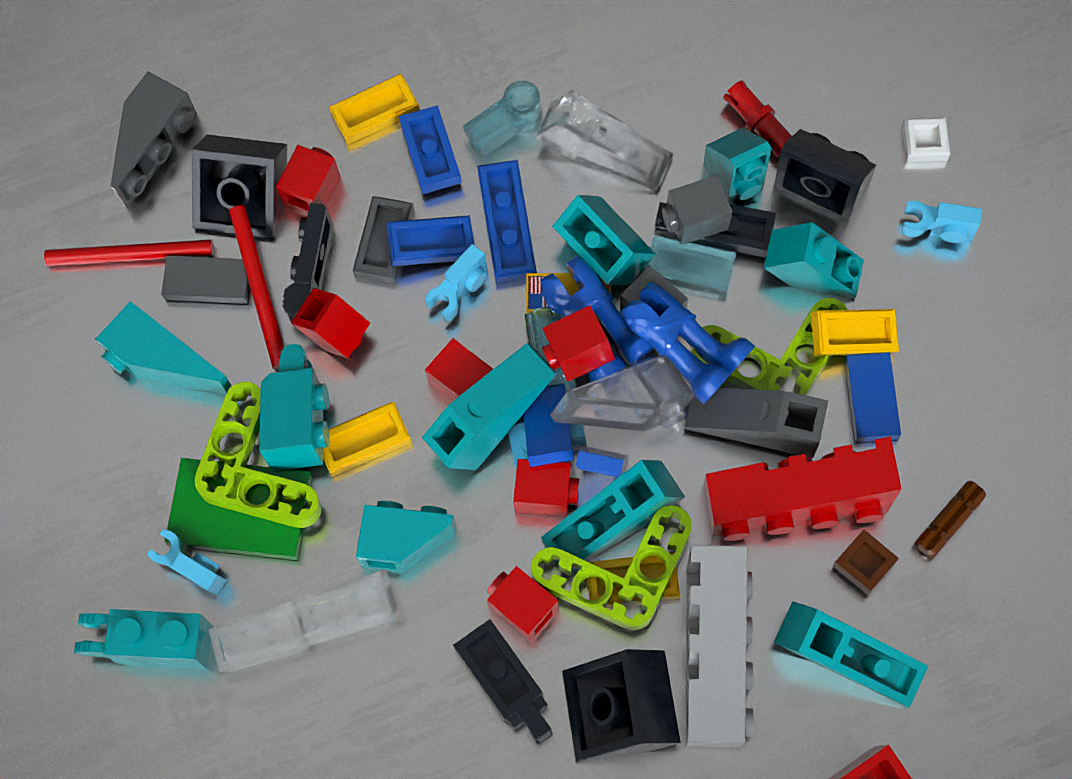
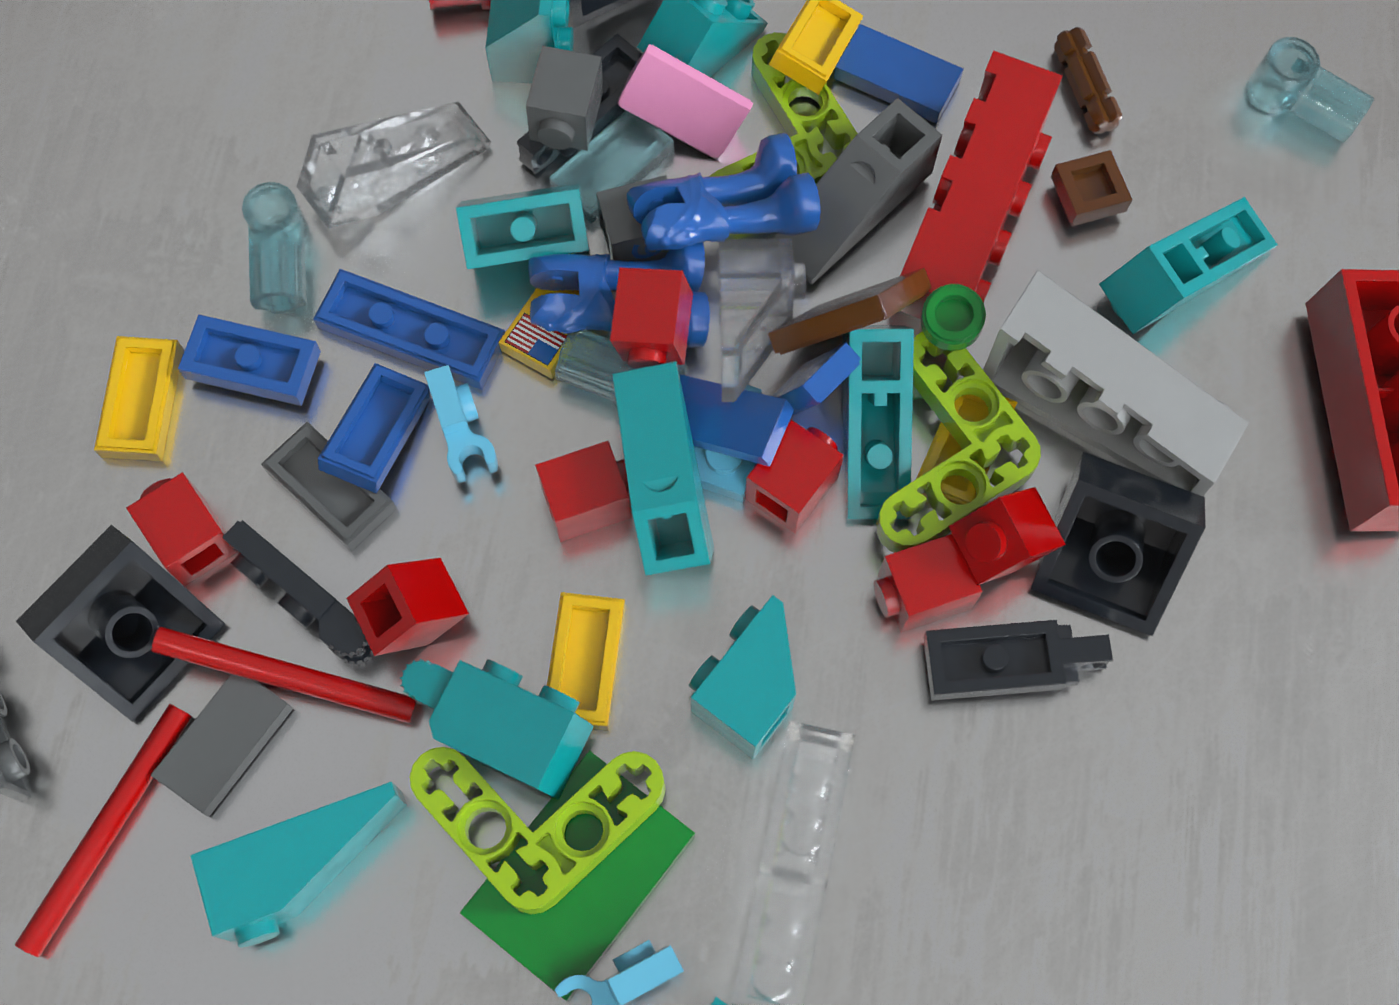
camera: 65 degrees left, 0 degrees up
(572, 630) = (1006, 535): none -> red brick
(659, 456) = (850, 312): none -> reddish brown tile
(698, 519) = (953, 317): none -> green tile
(749, 279) = (683, 102): none -> bright pink slope
(1039, 674) = (1295, 82): none -> clear light blue piece

